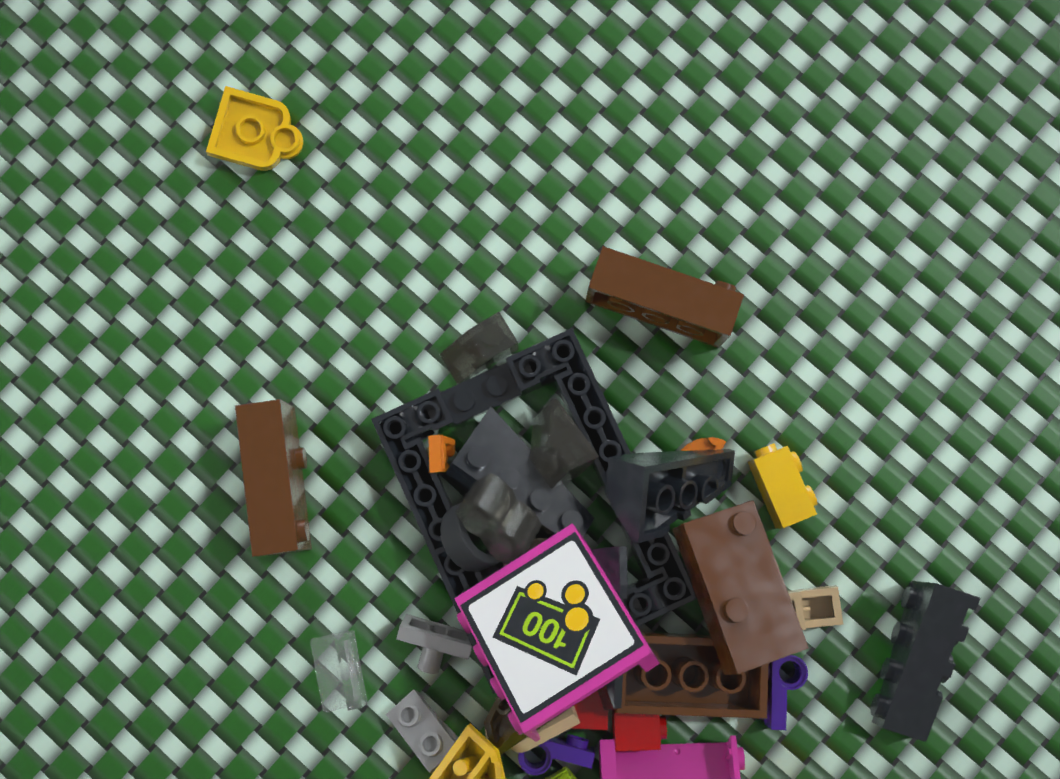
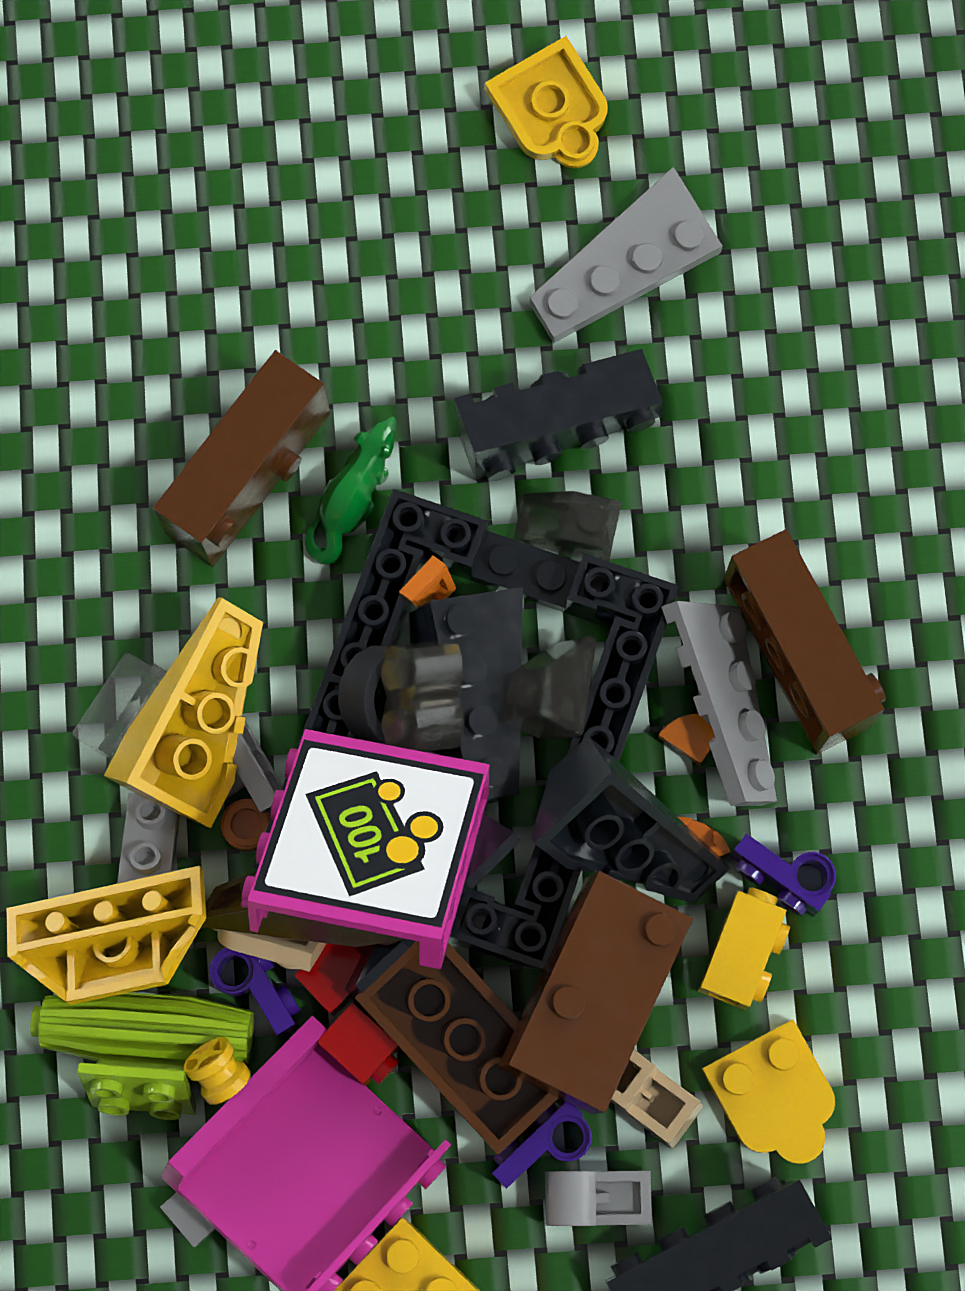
camera: 45 degrees right, 5 degrees down
(348, 443) = (348, 496): none -> green animal
(375, 169) = (633, 255): none -> light grey wing
(387, 655) = (189, 728): none -> yellow wedge
(418, 295) = (556, 414): none -> black wedge
(463, 672) = (244, 824): none -> orange tile
(649, 397) = (689, 736): none -> orange tile
(653, 365) = (727, 698): none -> light grey wing
(748, 434) = (760, 864): none -> dark purple plate
(831, 686) = (598, 1198): none -> light grey plate
(865, 544) = (774, 1094): none -> yellow plate

